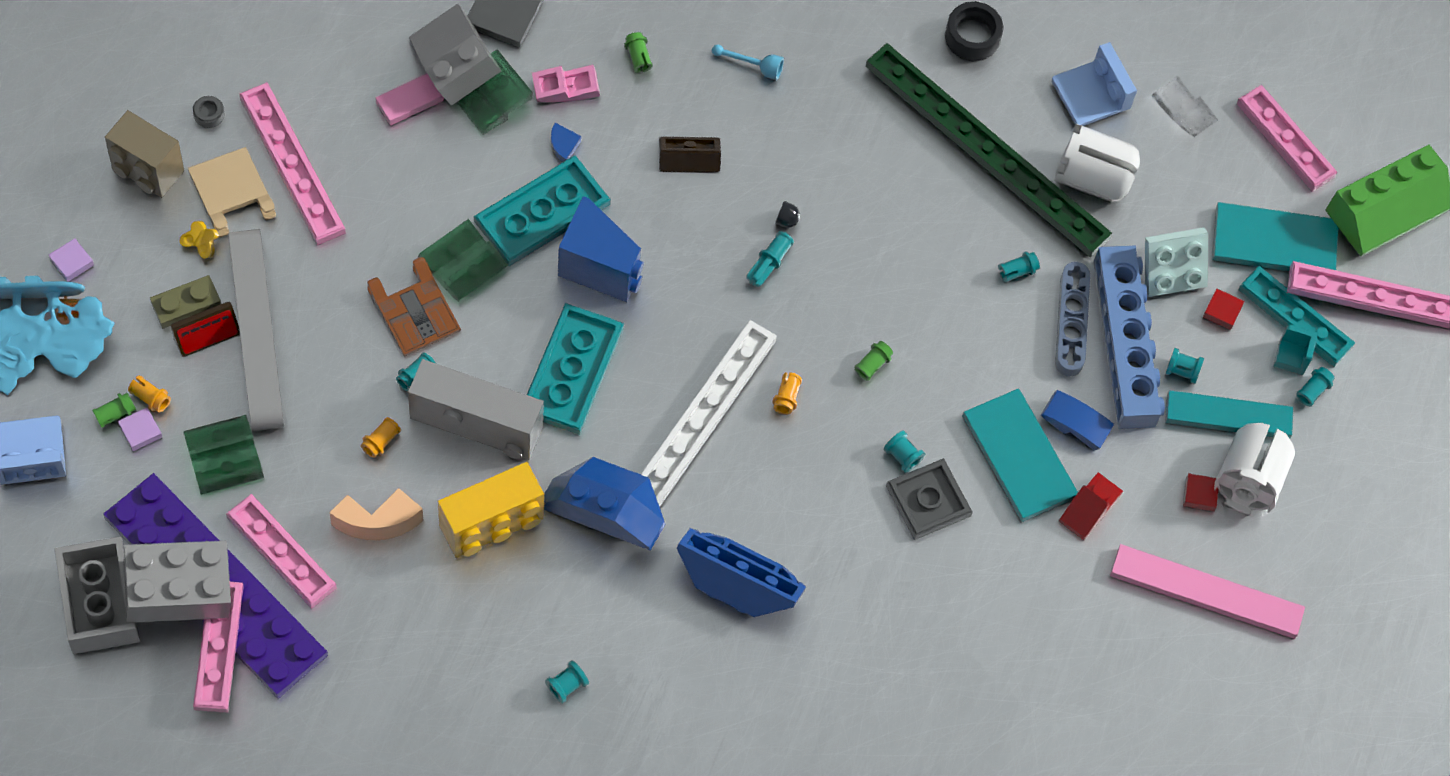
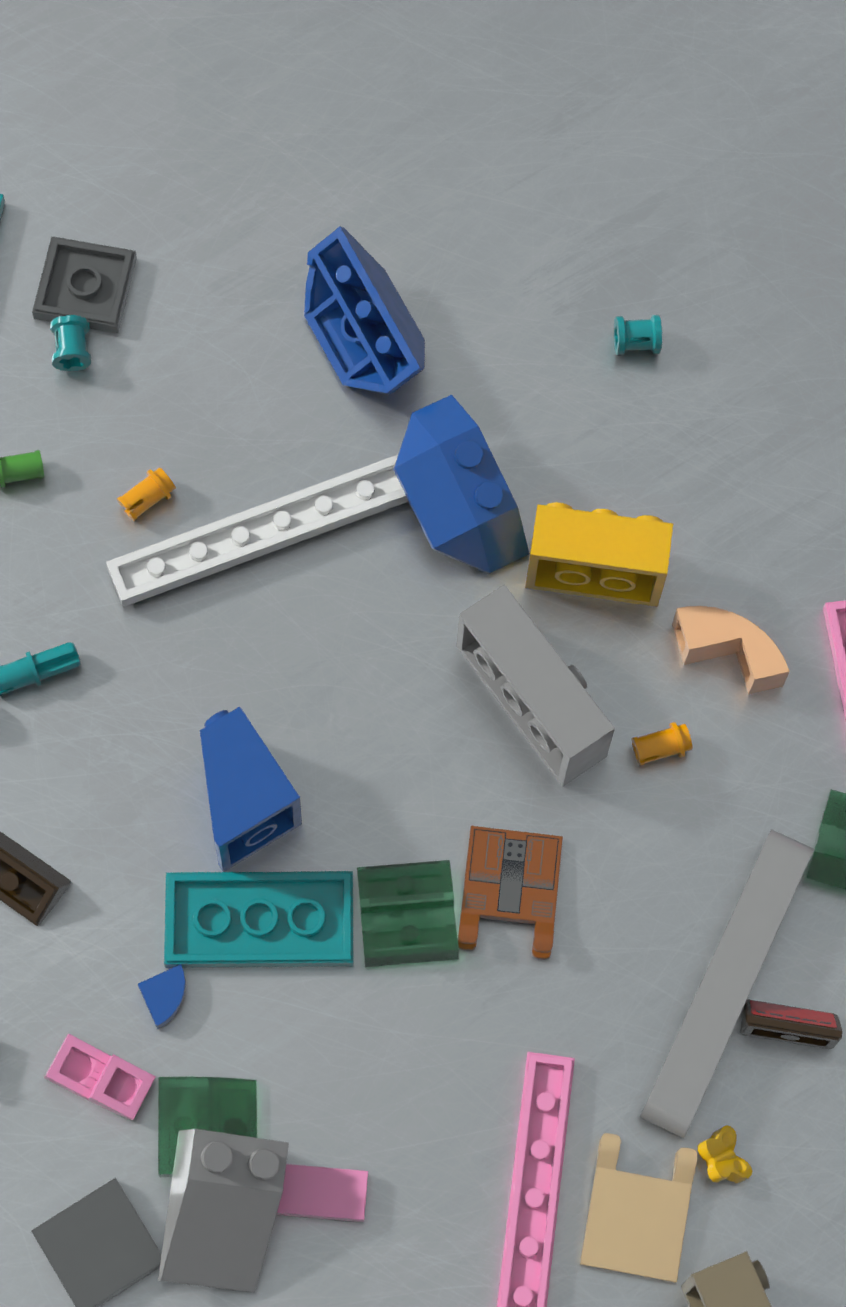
camera: 140 degrees left, 5 degrees up
(185, 301) = (791, 1083): olive plate -> none
(406, 376) = (566, 799): teal pin -> none
(574, 366) = (371, 690): teal tile -> none

